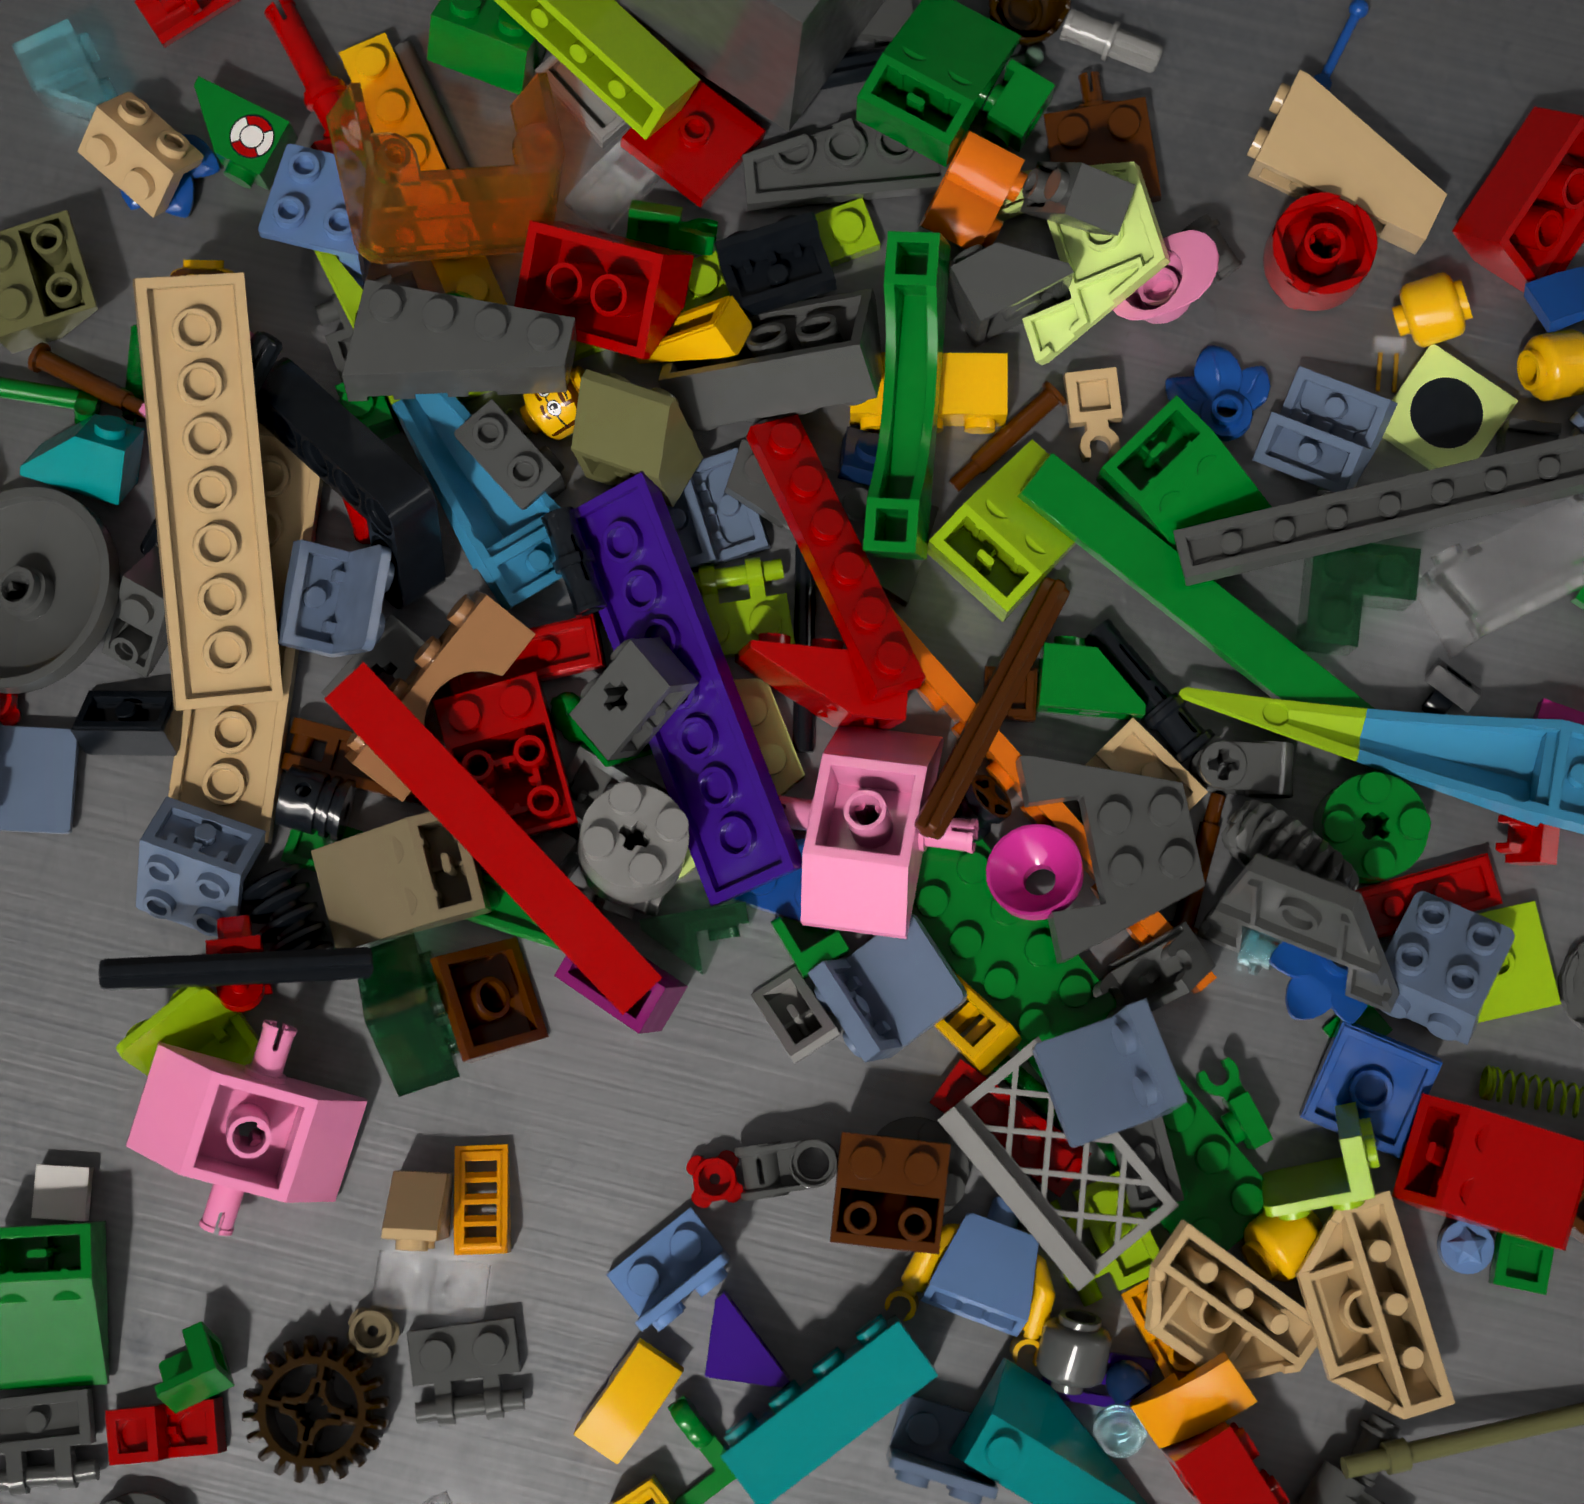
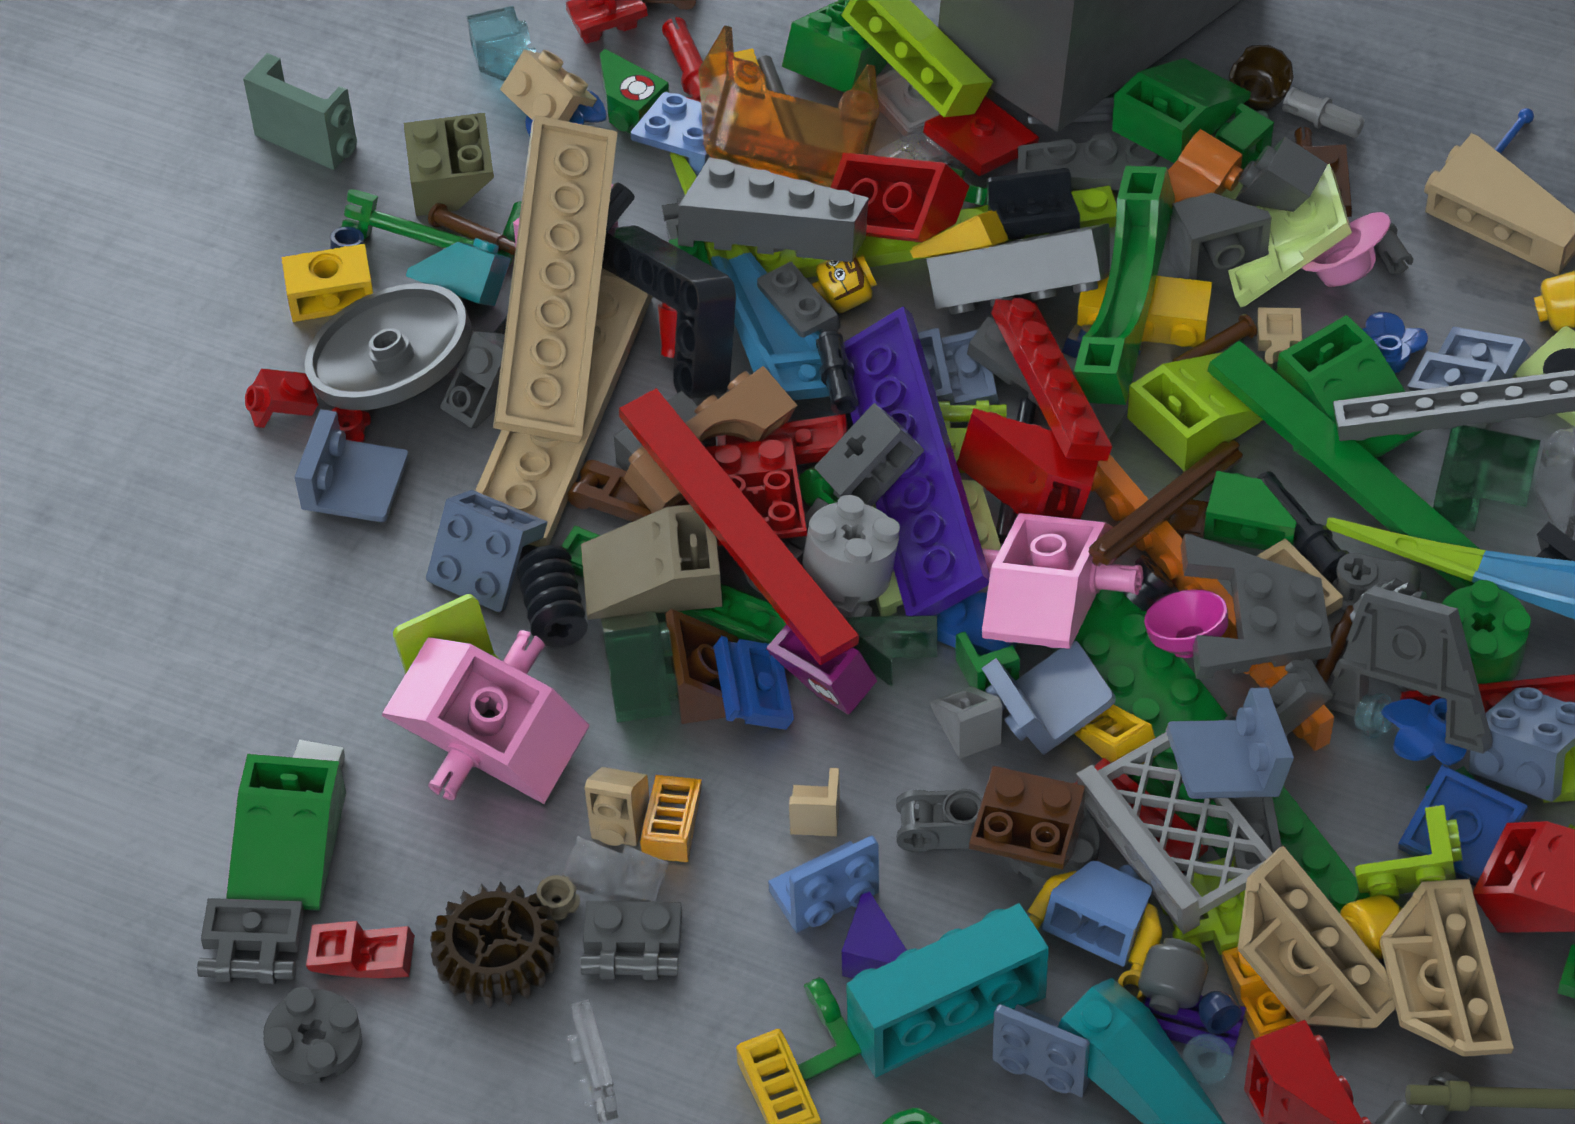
camera: 10 degrees right, 30 degrees down
(128, 723) = (451, 450): black slope -> none
(194, 1372) = (398, 901): green panel -> none
(235, 969) = (505, 590): black axle -> none
(237, 937) = (504, 605): red hips -> none
(315, 802) = (591, 507): black piece -> none
(334, 599) = (635, 369): sand blue bracket -> none
(544, 1016) = (753, 684): none -> blue plate
(628, 1401) = (769, 975): yellow slope -> none
(633, 431) = (897, 277): olive slope -> none
(642, 1166) = (816, 808): none -> tan panel
(703, 1168) = (876, 814): red plate -> none
(1194, 1404) = (1274, 1014): light orange slope -> none
(1242, 1116) = (1347, 830): green plate -> none
(1333, 227) = (1476, 251): red brick -> none
(1388, 345) = (1531, 328): clear piece -> none
(1465, 1247) = (1538, 962): medium blue tile -> none

